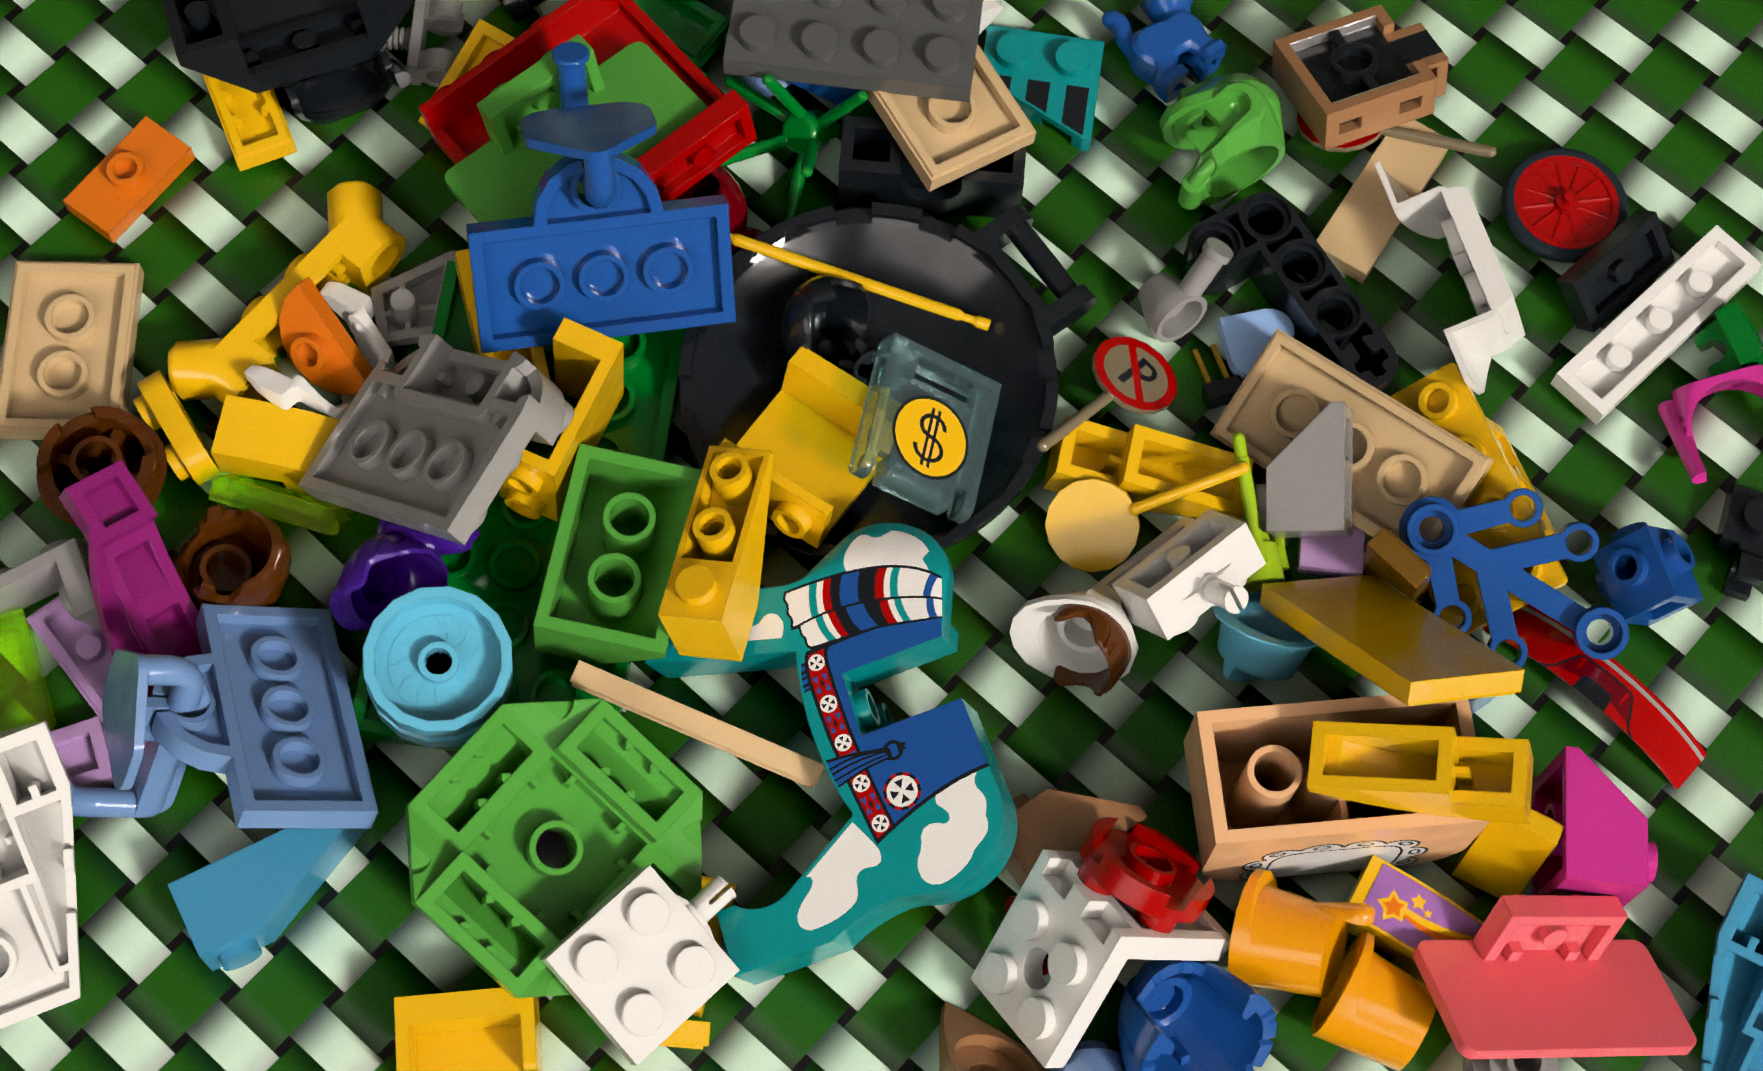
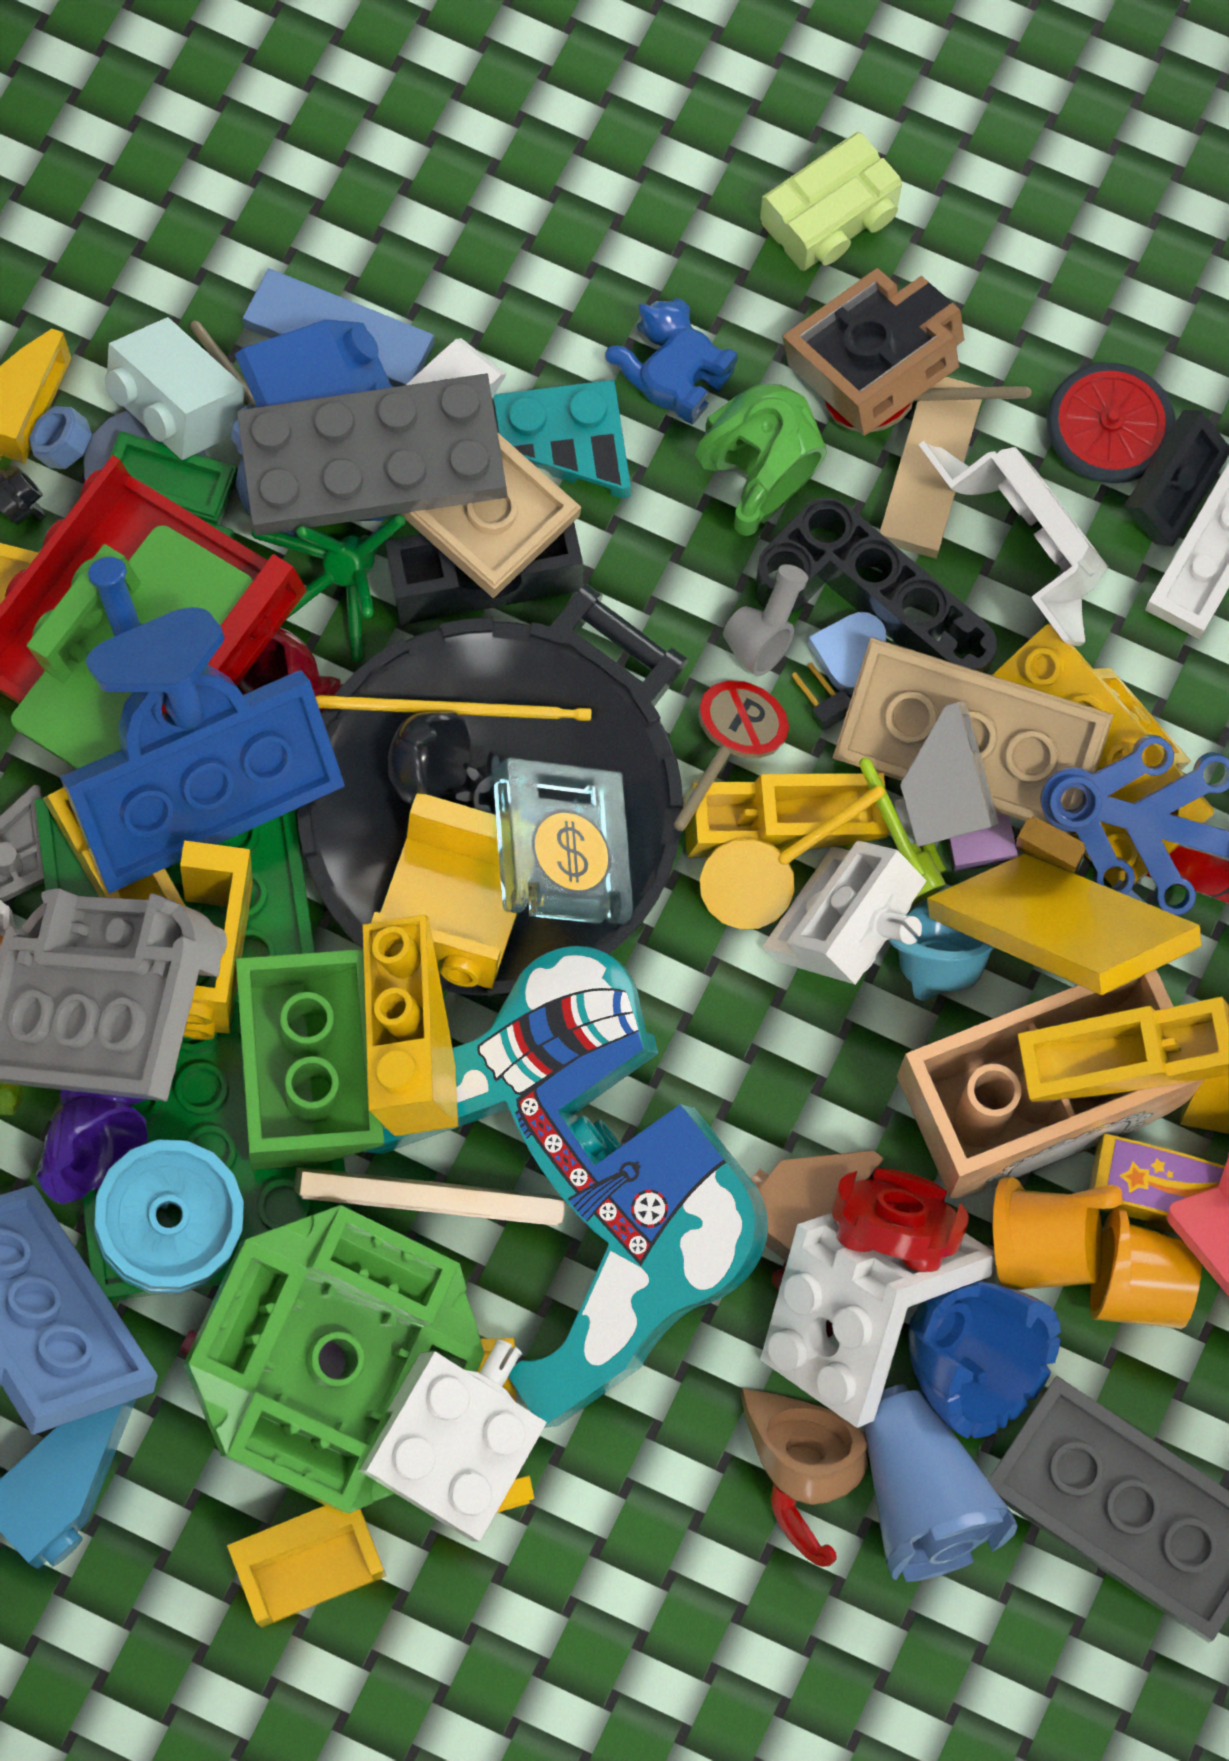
camera: 15 degrees left, 5 degrees up
(1076, 639) = (766, 1003): white piece -> none

